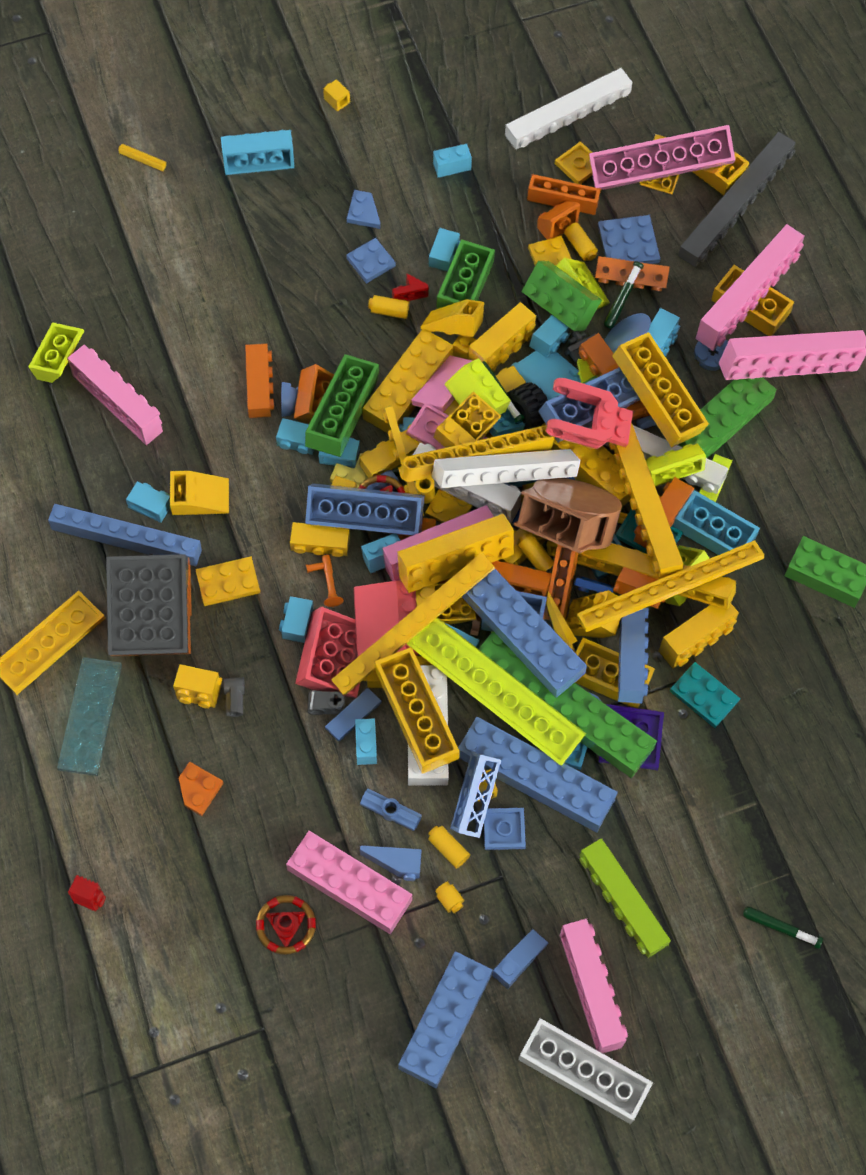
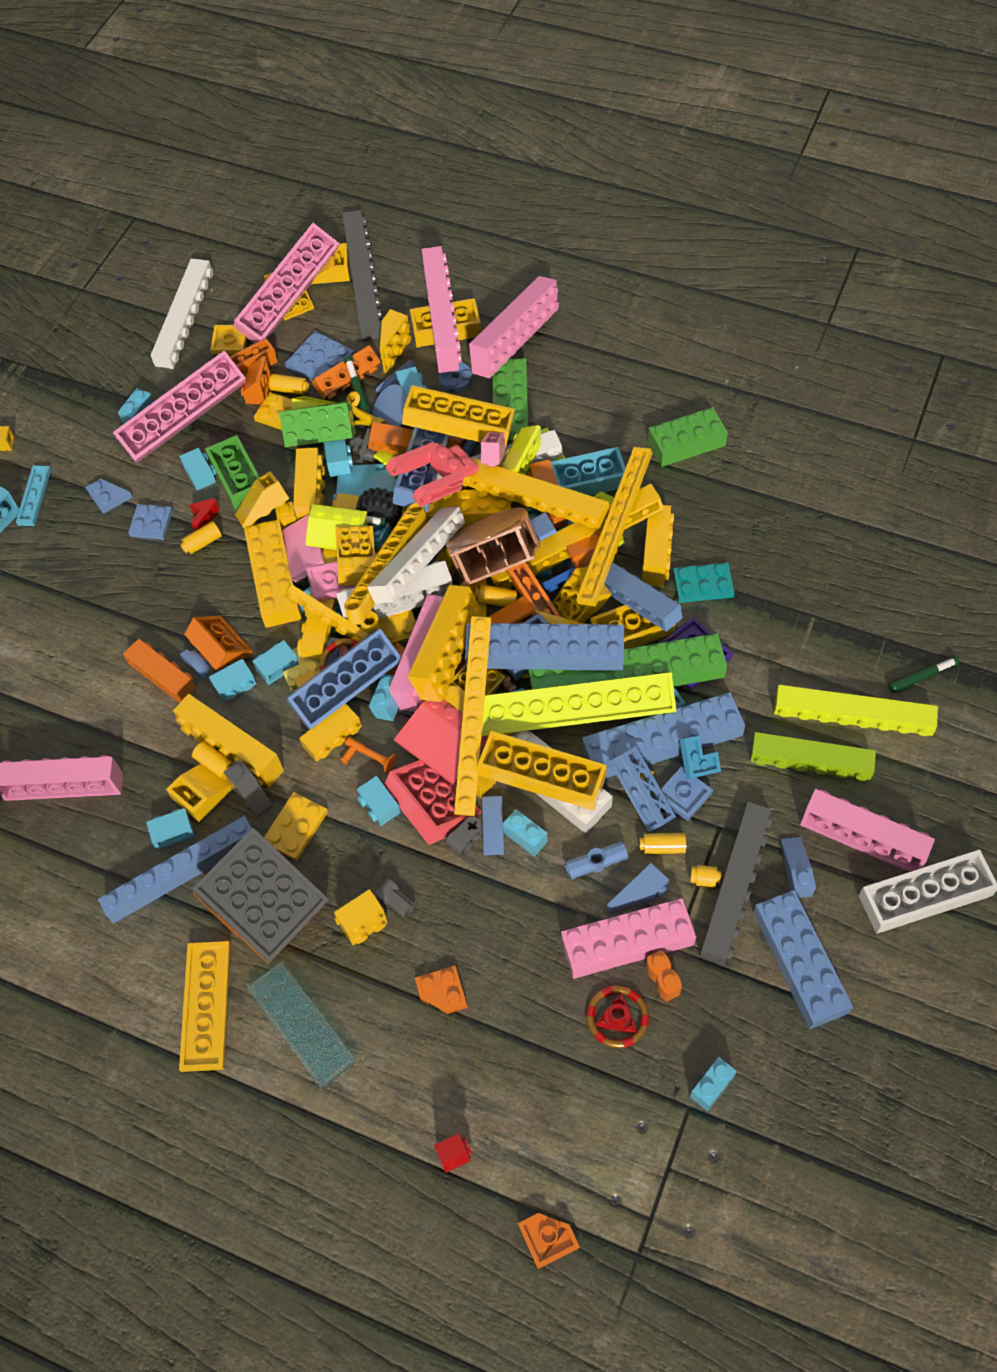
camera: 40 degrees left, 5 degrees down
(85, 1007) = (547, 1239): none -> orange plate
(222, 482) = (211, 759): none -> yellow brick
(222, 524) = (247, 788): none -> dark grey slope
(244, 478) = (228, 740): none -> yellow brick
(292, 1031) = (713, 1084): none -> medium azure piece
(315, 163) = (33, 495): none -> medium azure tile
(340, 934) = (666, 980): none -> orange brick
(342, 405) = (245, 627): bright green brick -> none
(465, 924) = (735, 884): none -> dark grey brick
(478, 189) = (180, 407): none -> bright pink brick
(533, 814) = (695, 762): none -> dark azure plate
(604, 322) = (365, 418): none -> yellow plant
(625, 536) = (543, 526): none -> medium blue slope
(653, 439) = (492, 448): none -> bright pink brick
(678, 310) = (392, 378): none -> medium blue axle
(695, 277) = (394, 337): none -> yellow slope
(696, 899) = (856, 710): none -> neon yellow brick

